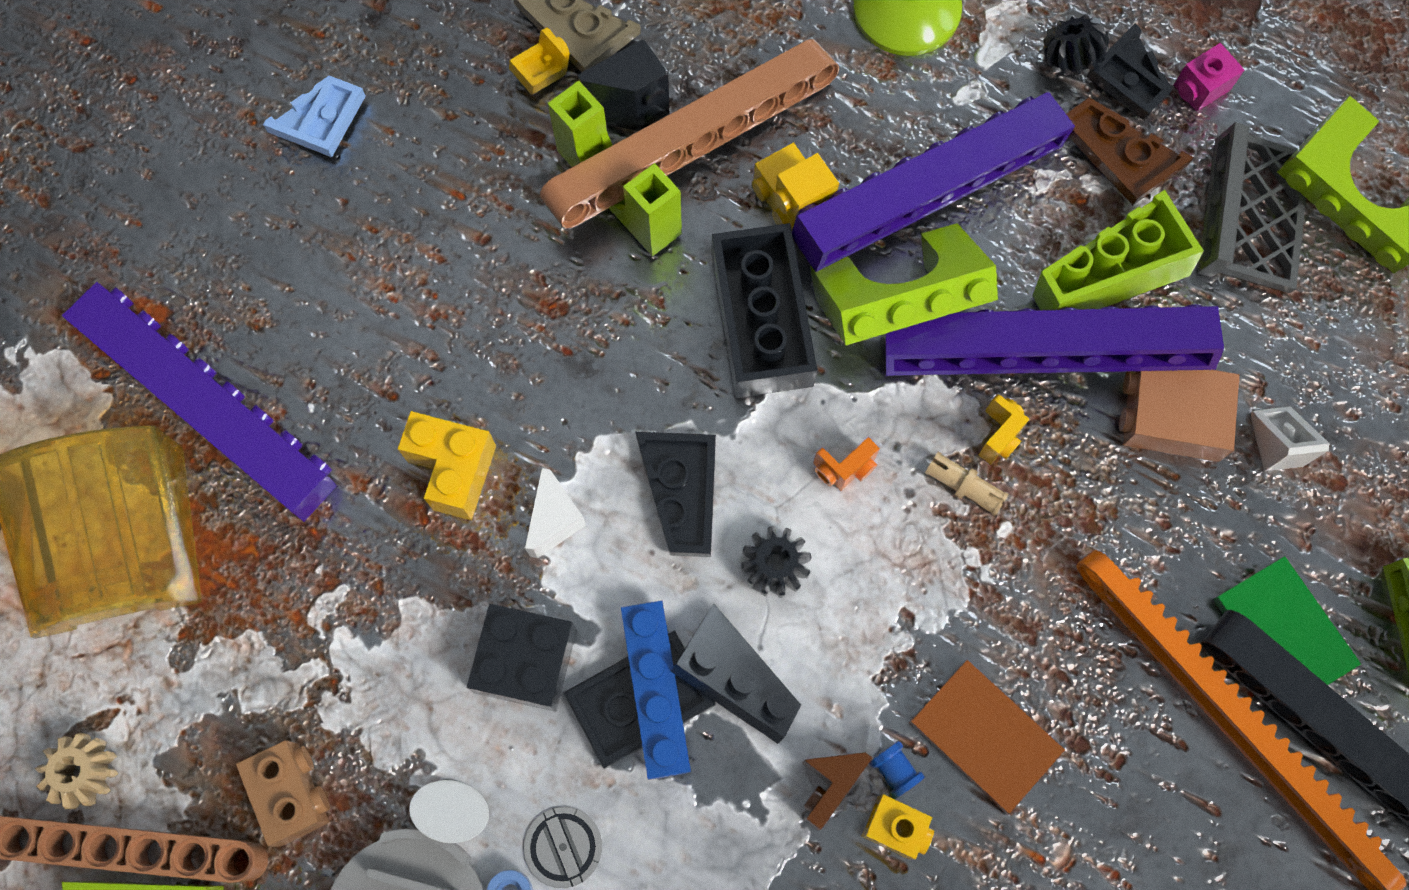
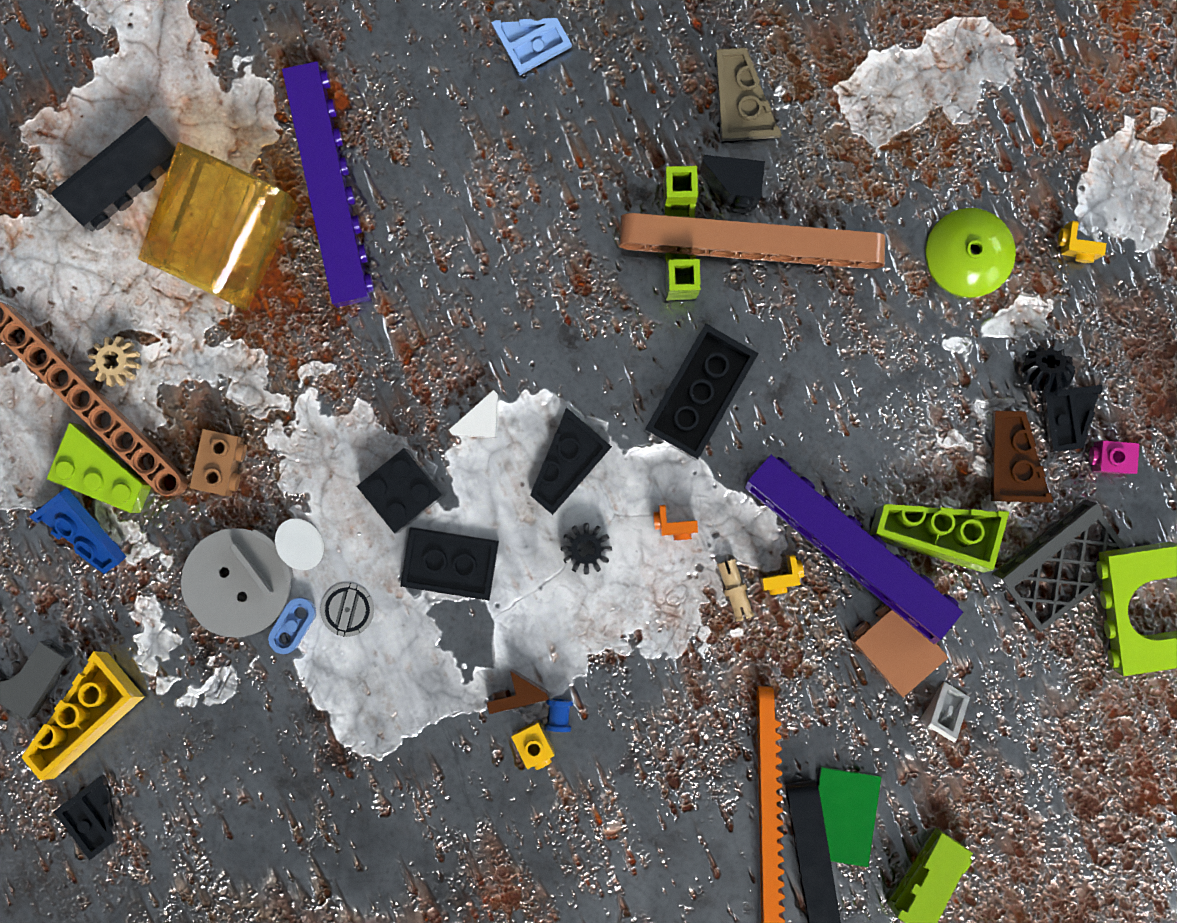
camera: 45 degrees right, 15 degrees up
(458, 460) = (452, 341): yellow brick -> none
(542, 62) = (698, 113): yellow bracket -> none
(655, 690) = (461, 567): blue plate -> none
(736, 677) = (511, 594): black wing -> none
(792, 182) = (785, 327): yellow brick -> none
(930, 181) = (874, 391): dark purple brick -> none
(956, 280) = (760, 448): lime arch -> none
(987, 737) = (624, 736): dark orange tile -> none

